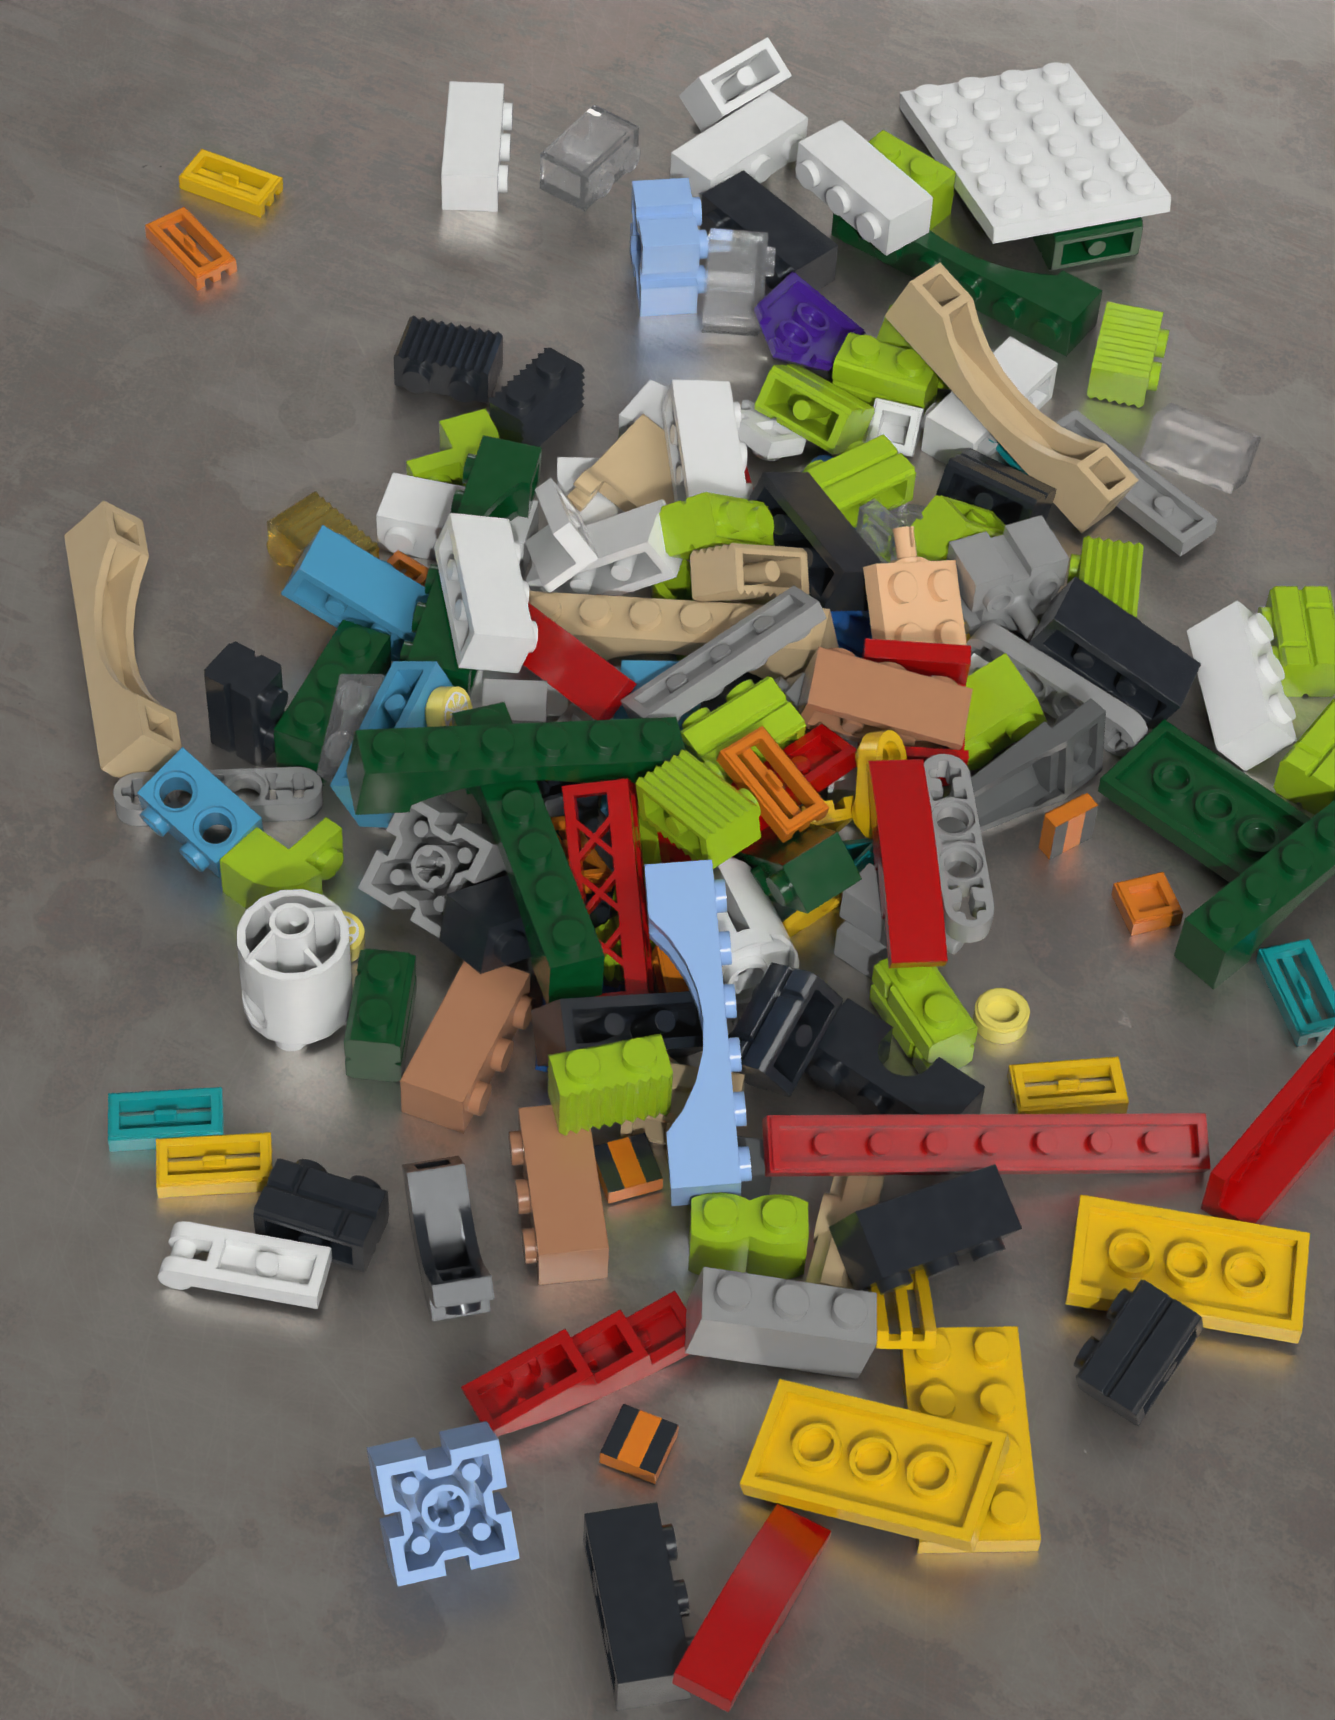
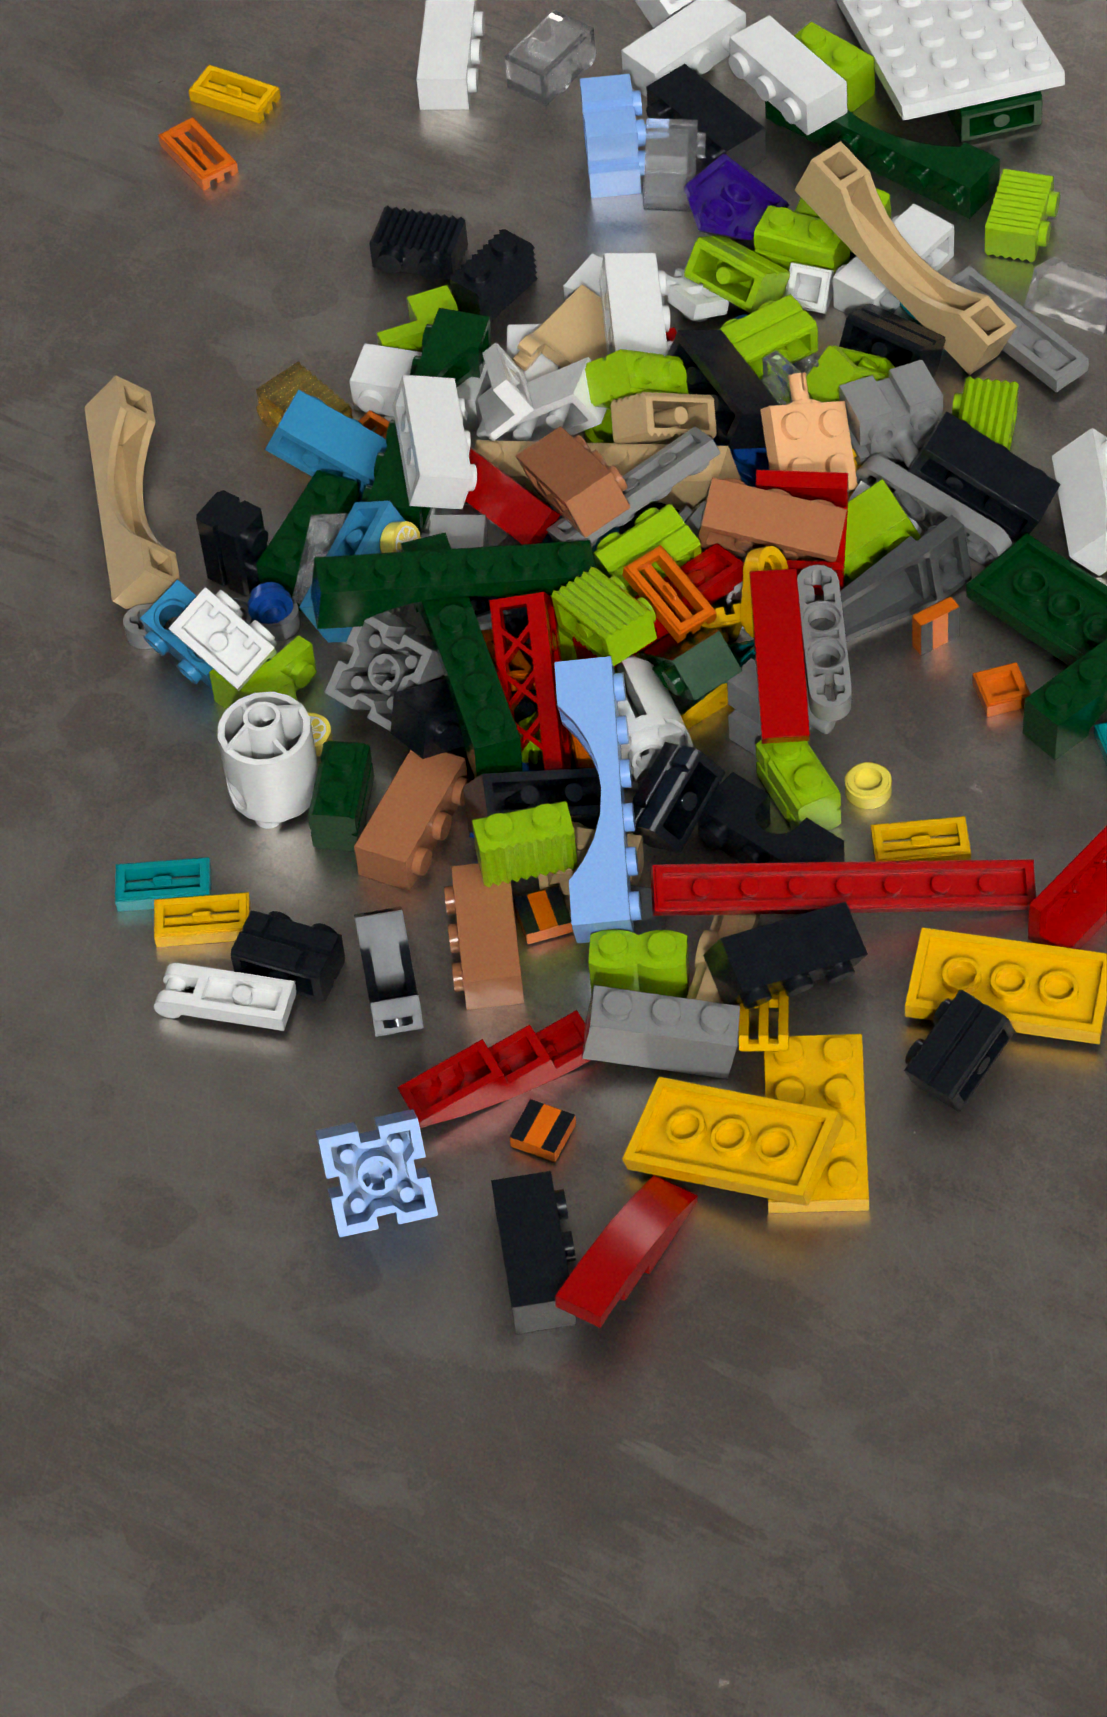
camera: 10 degrees right, 0 degrees up
(238, 820) = (222, 639): none -> white bracket
(290, 777) = (269, 603): none -> blue plate
(656, 645) = (575, 480): none -> nougat brick

